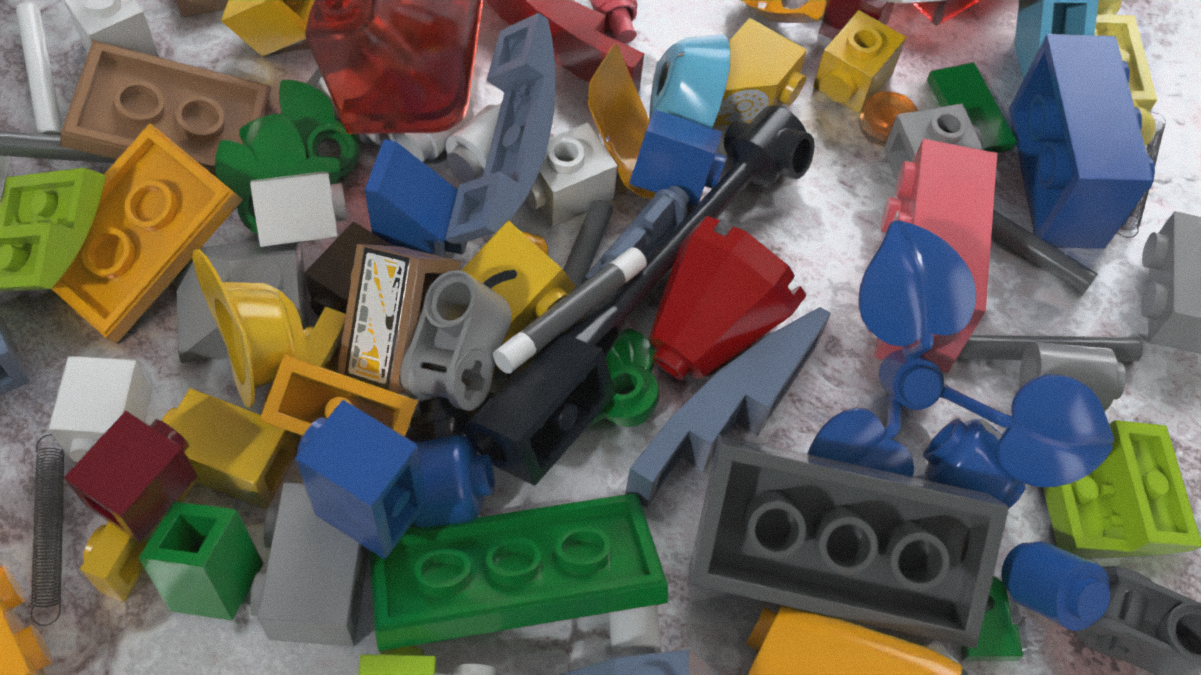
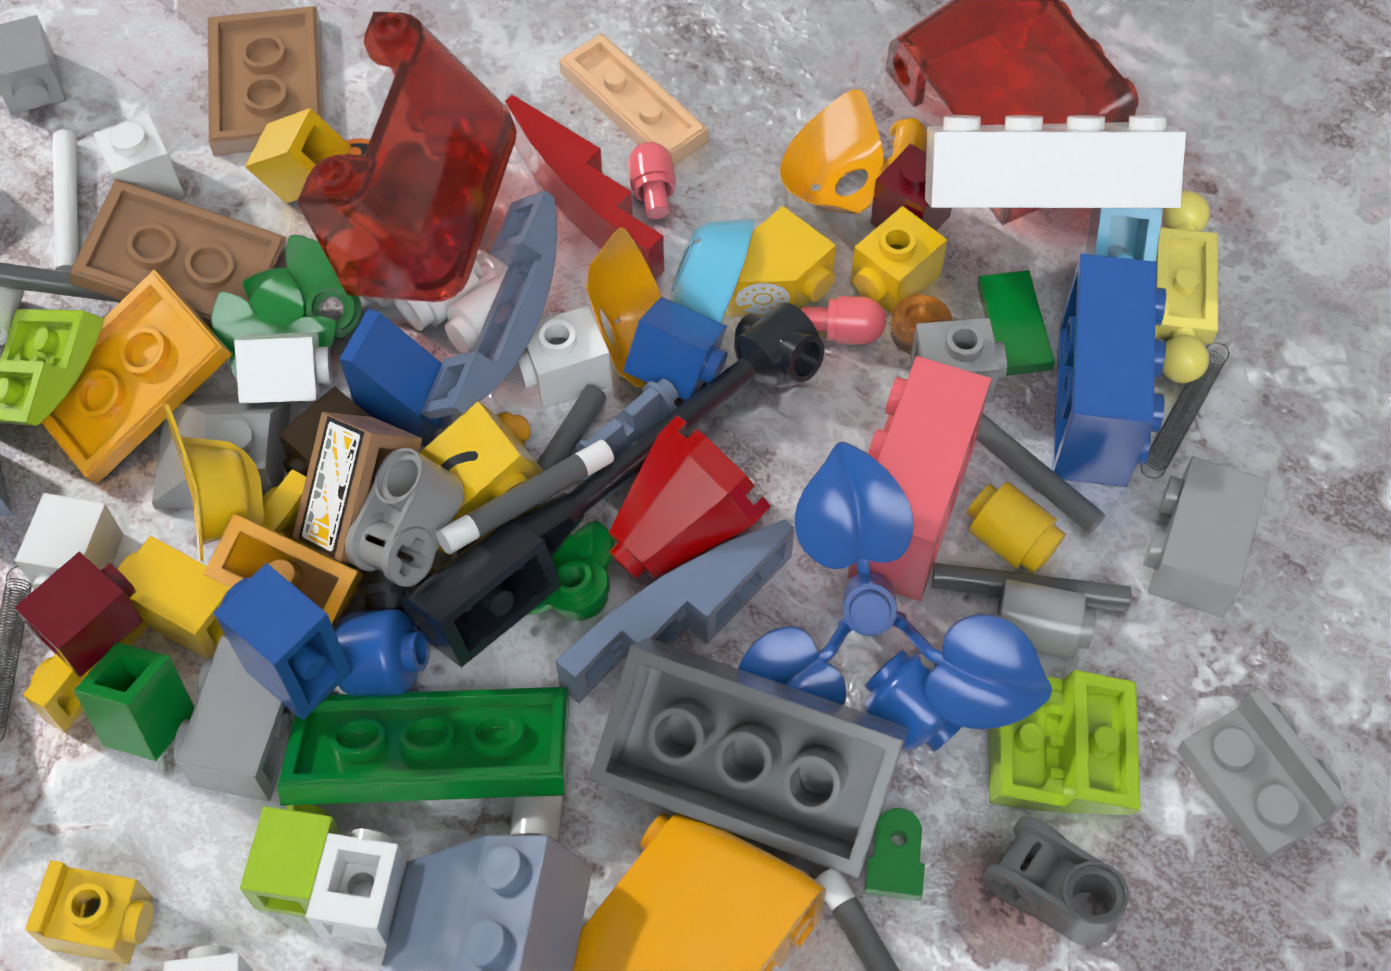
camera: 15 degrees right, 0 degrees up
(829, 118) = (849, 320): none -> coral cylinder
(1026, 294) = (1014, 527): none -> yellow brick
(1056, 584) = (965, 828): blue brick -> none

